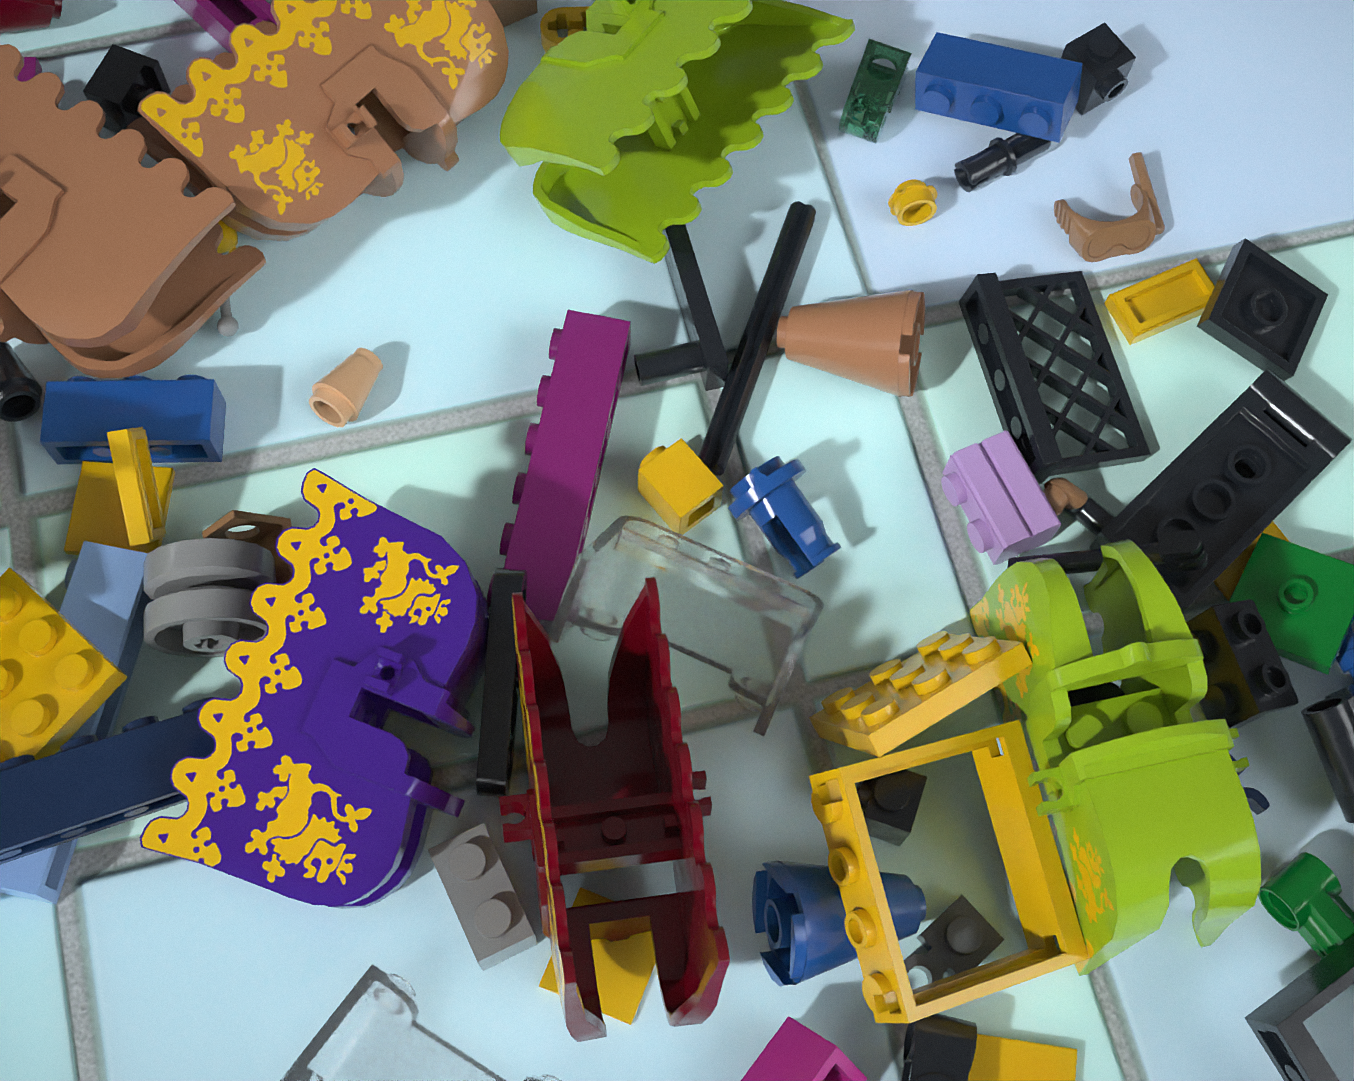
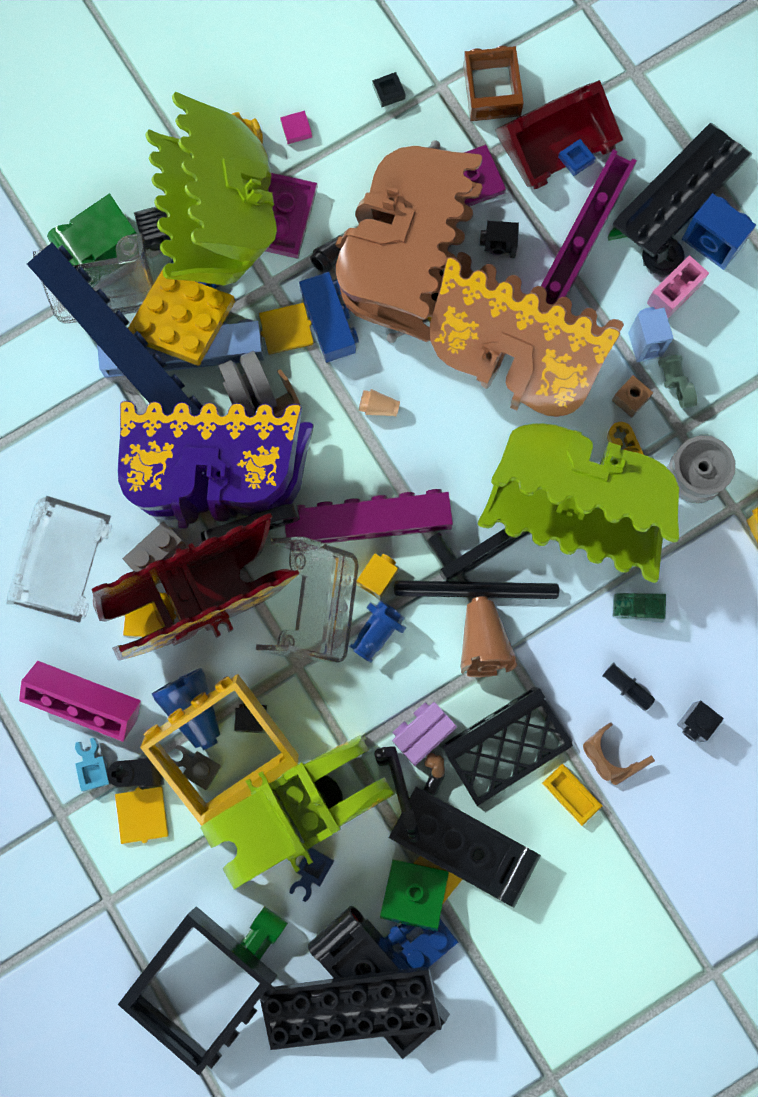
camera: 80 degrees right, 10 degrees up
(136, 485) = (290, 332): yellow tile -> none
(913, 202) = (581, 646): yellow plate -> none
(917, 691) = (299, 714): yellow plate -> none
(997, 86) = (663, 671): blue brick -> none
(1240, 665) = (370, 870): black bracket -> none
(1262, 310) = (579, 847): black plate -> none

